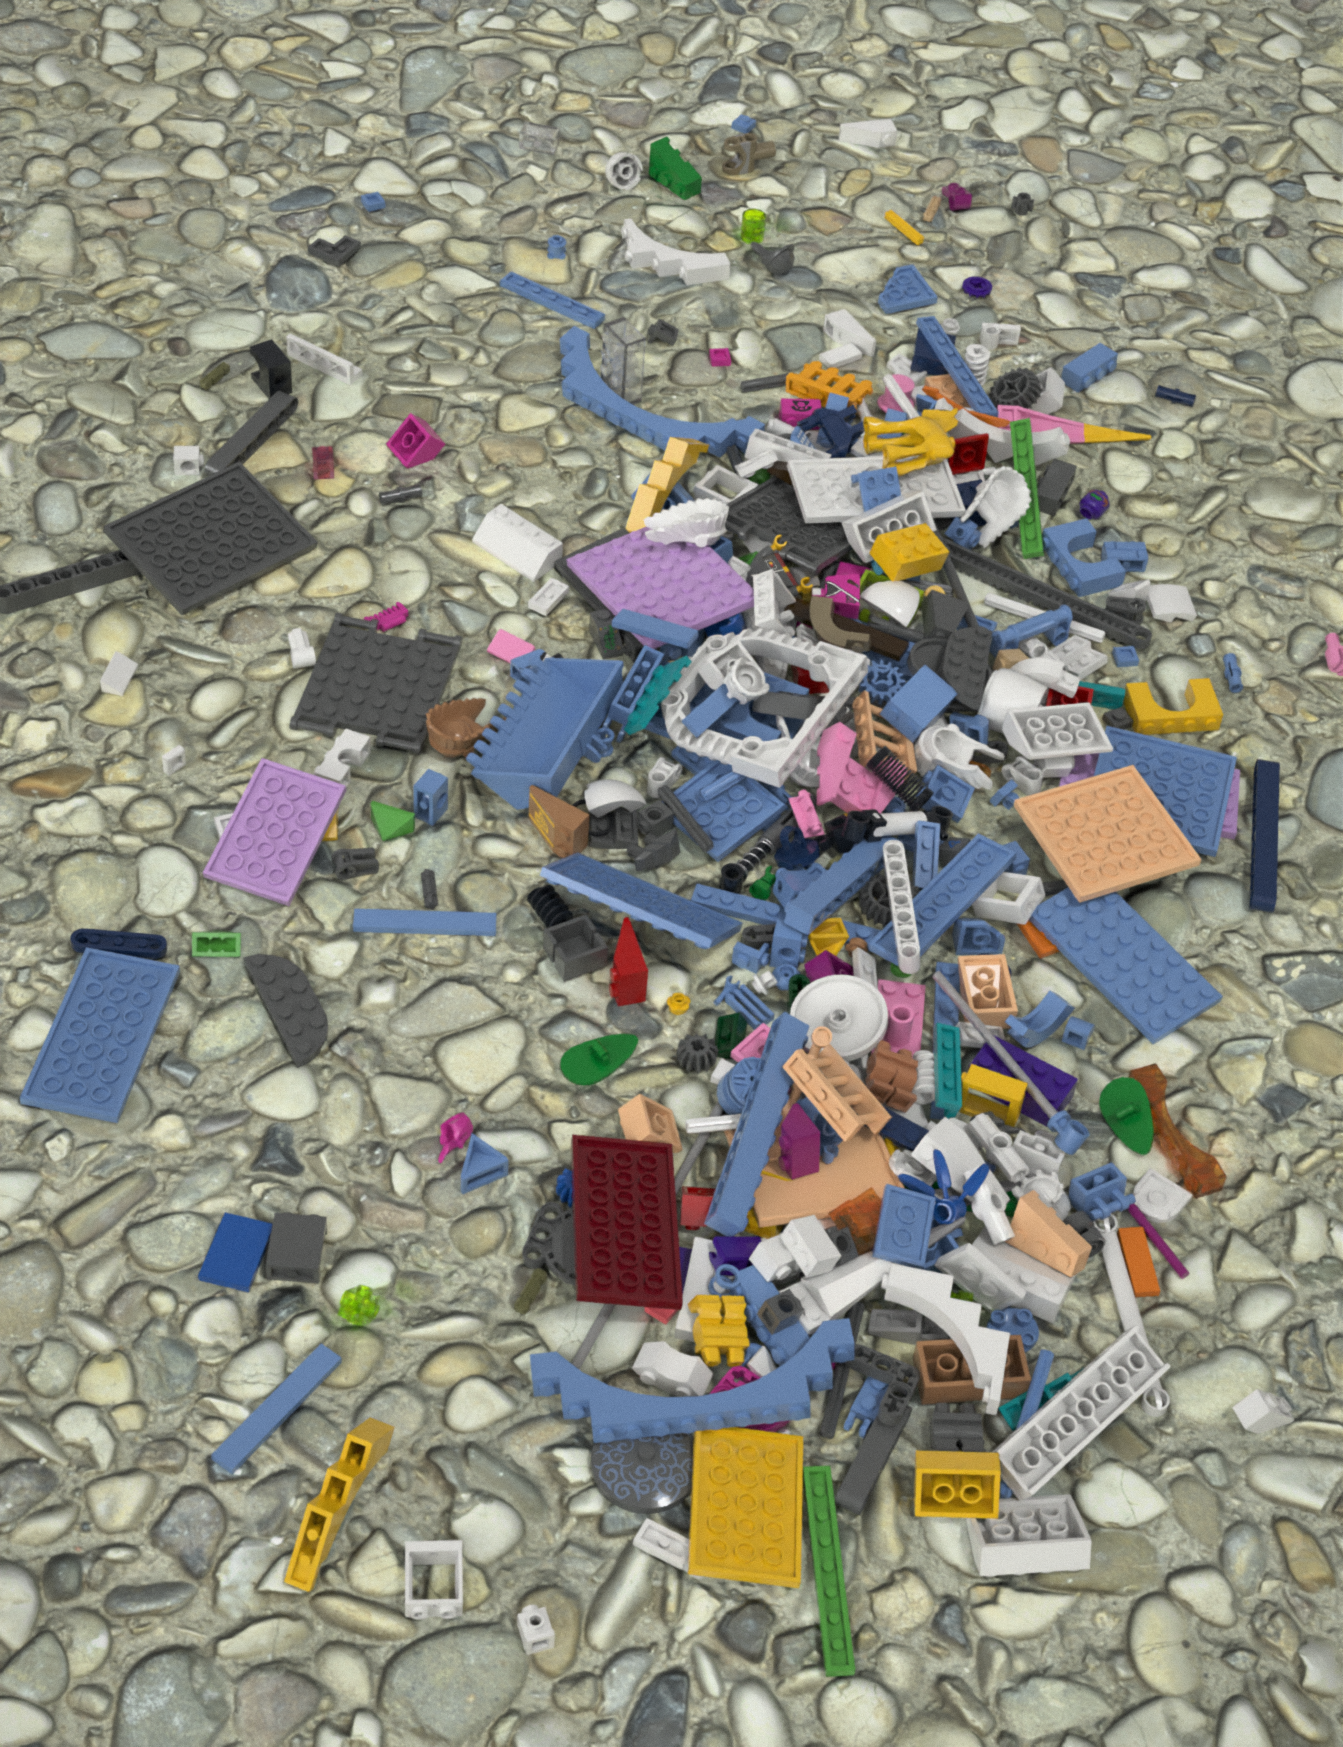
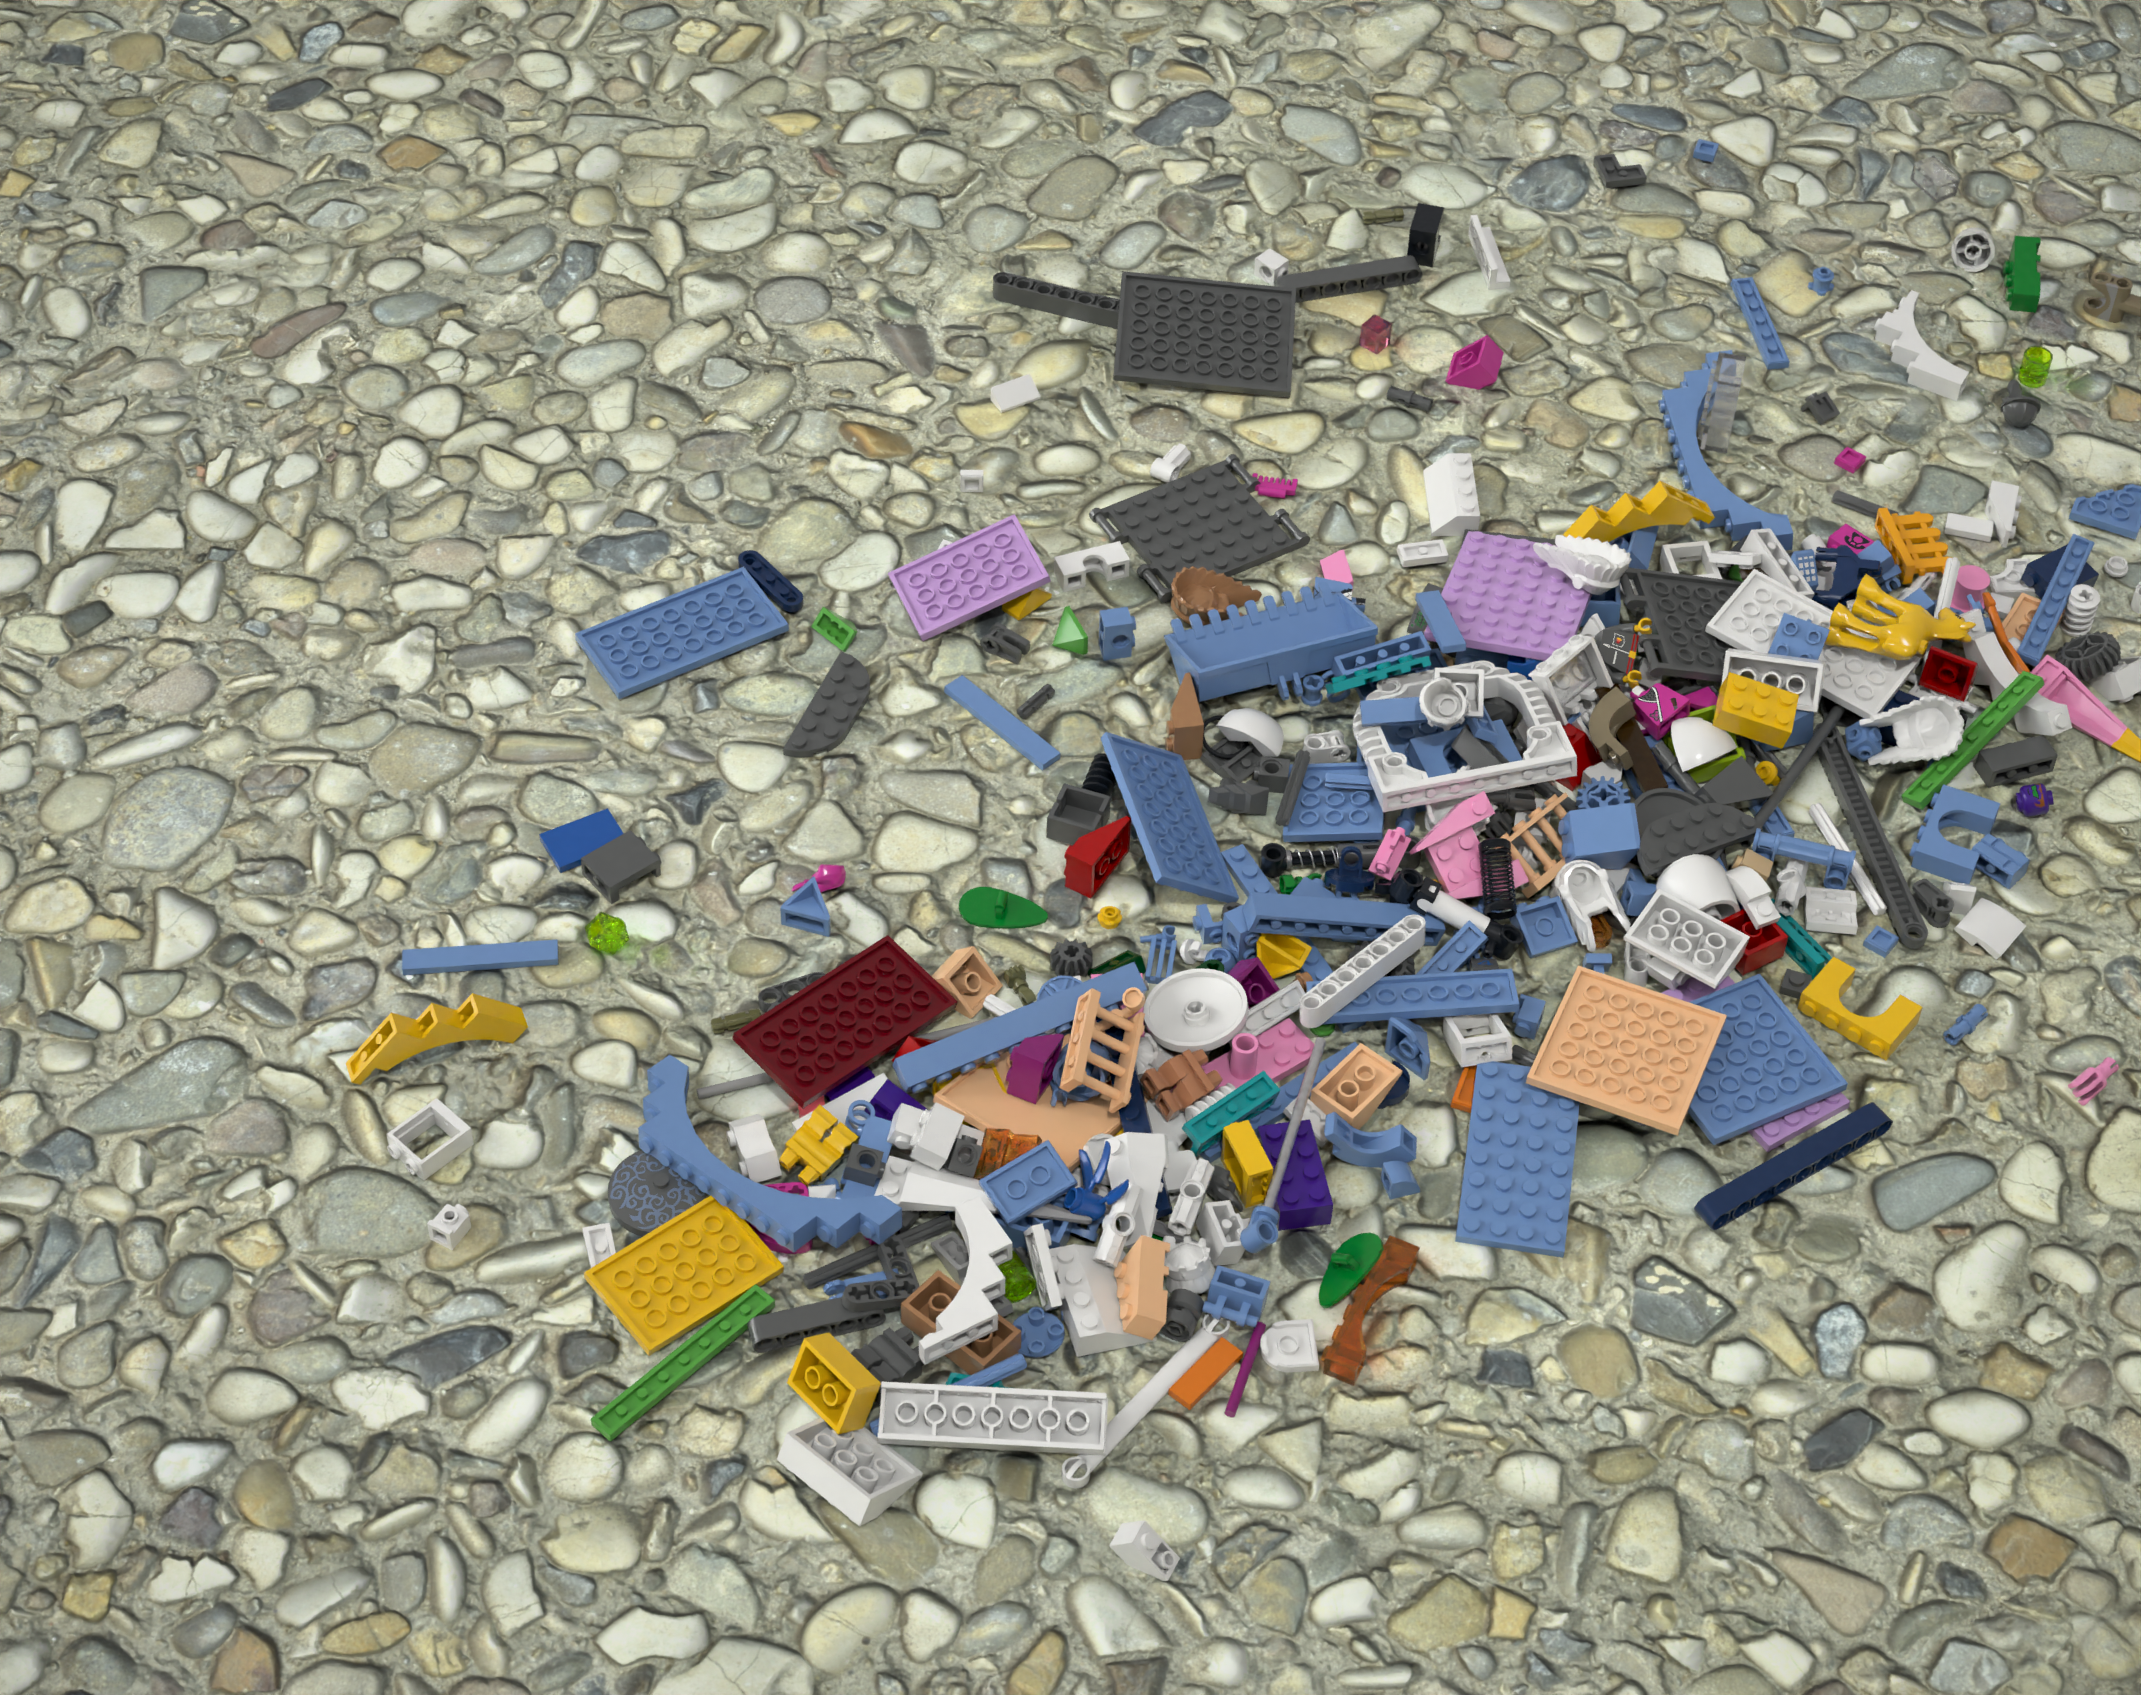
camera: 50 degrees right, 0 degrees up
(702, 1104) = (1016, 979): none -> olive piece

